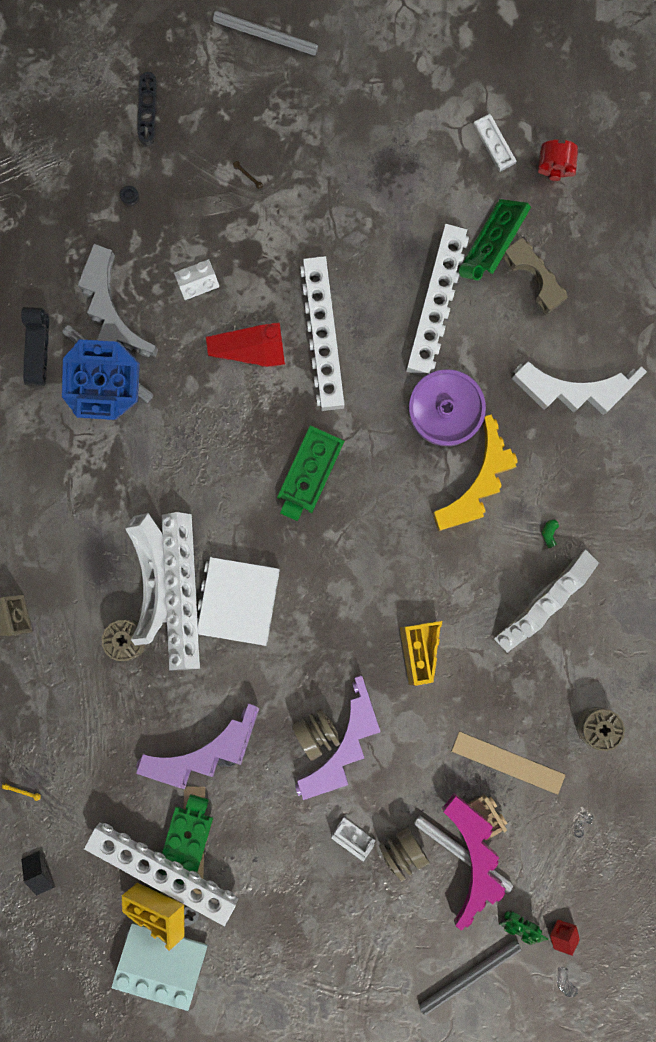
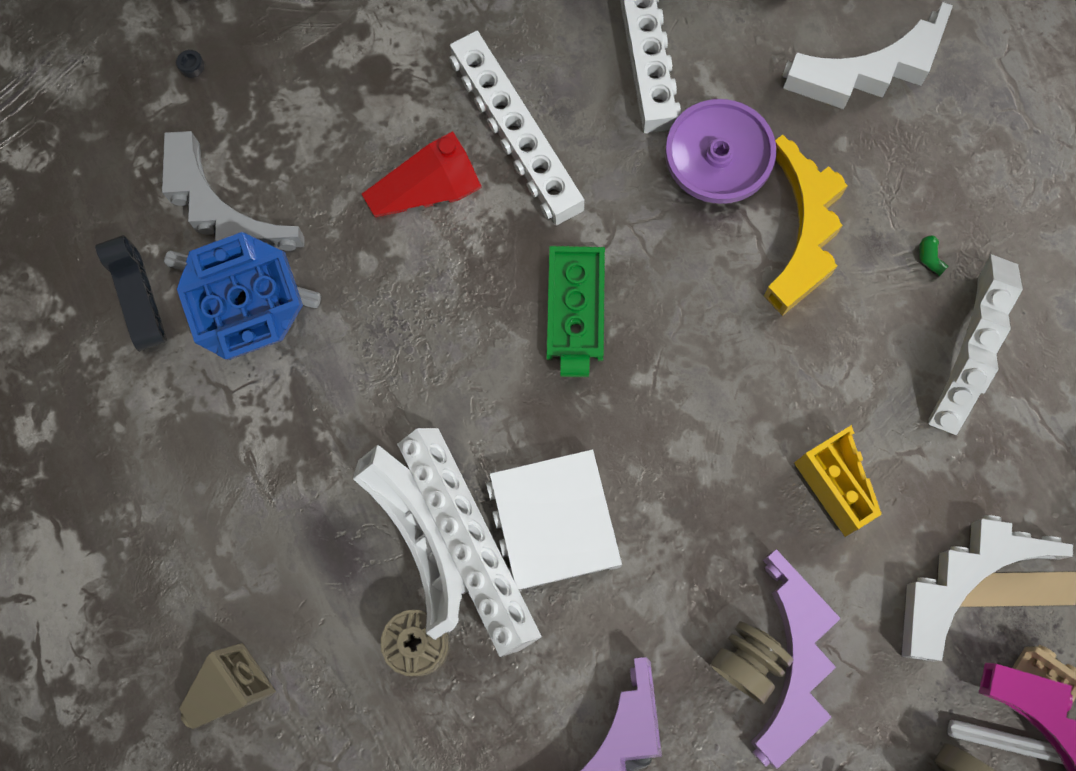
camera: 15 degrees left, 10 degrees down
(196, 279) = (320, 127): white bracket -> none
(440, 747) = (933, 606): none -> white arch

